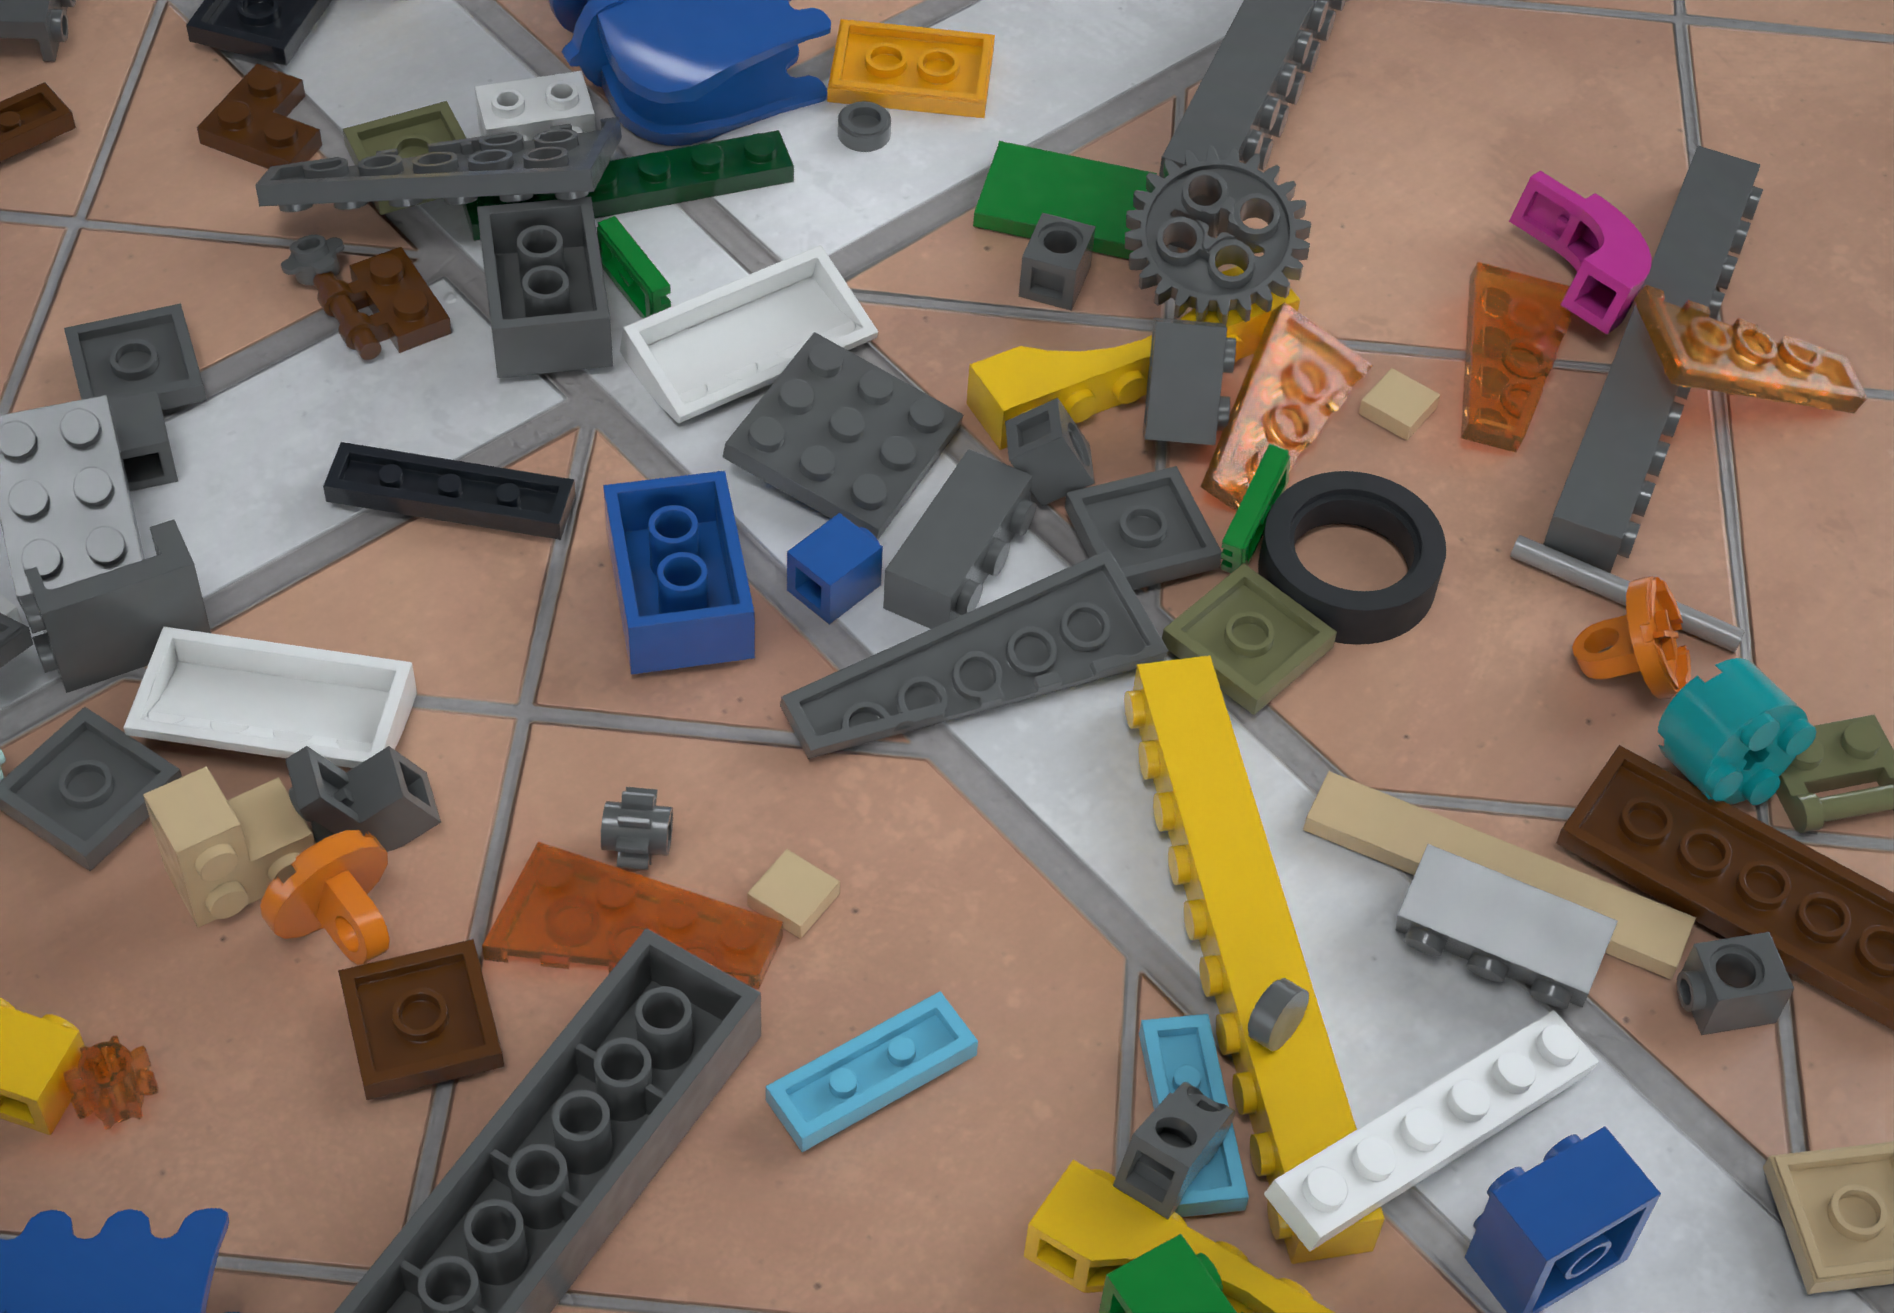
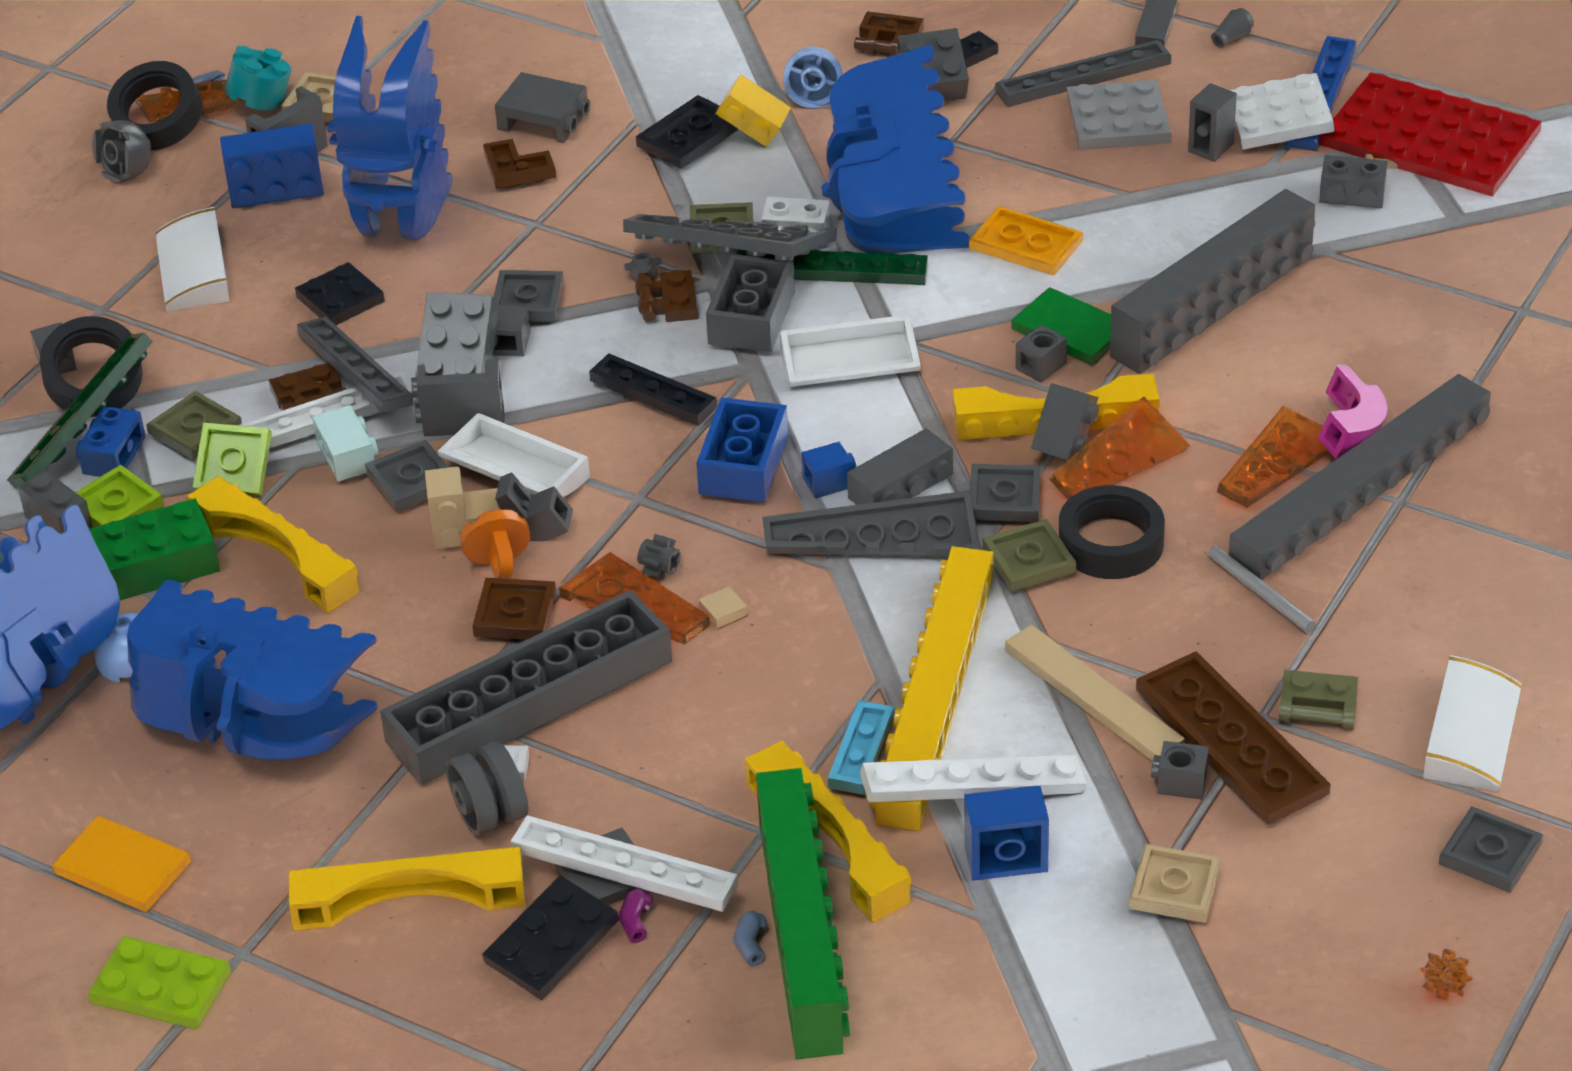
camera: 30 degrees right, 10 degrees down
(111, 1082) = (362, 595): clear orange gear -> none
(255, 123) = (651, 192): reddish brown plate -> none
(631, 269) = (803, 302): green tile -> none
(843, 435) = (870, 409): dark grey plate -> none
(864, 126) = (979, 264): dark grey tile -> none
(871, 1071) = (715, 687): medium azure plate -> none
(1050, 449) = (972, 440): dark grey brick -> none
(1173, 1148) = (831, 744): dark grey leg -> none
(1194, 275) = (1100, 371): dark grey gear -> none
(1251, 516) = (1074, 481): green tile -> none
(1277, 1014) = (916, 704): dark grey tile -> none
(1399, 404) = (1194, 468): tan tile -> none
(1504, 928) = (1072, 711): brick -> none
(1640, 641) = (1245, 605): orange tile -> none
(1734, 733) = (1255, 656): teal brick -> none
(1744, 358) = (1404, 488): clear orange wing -> none

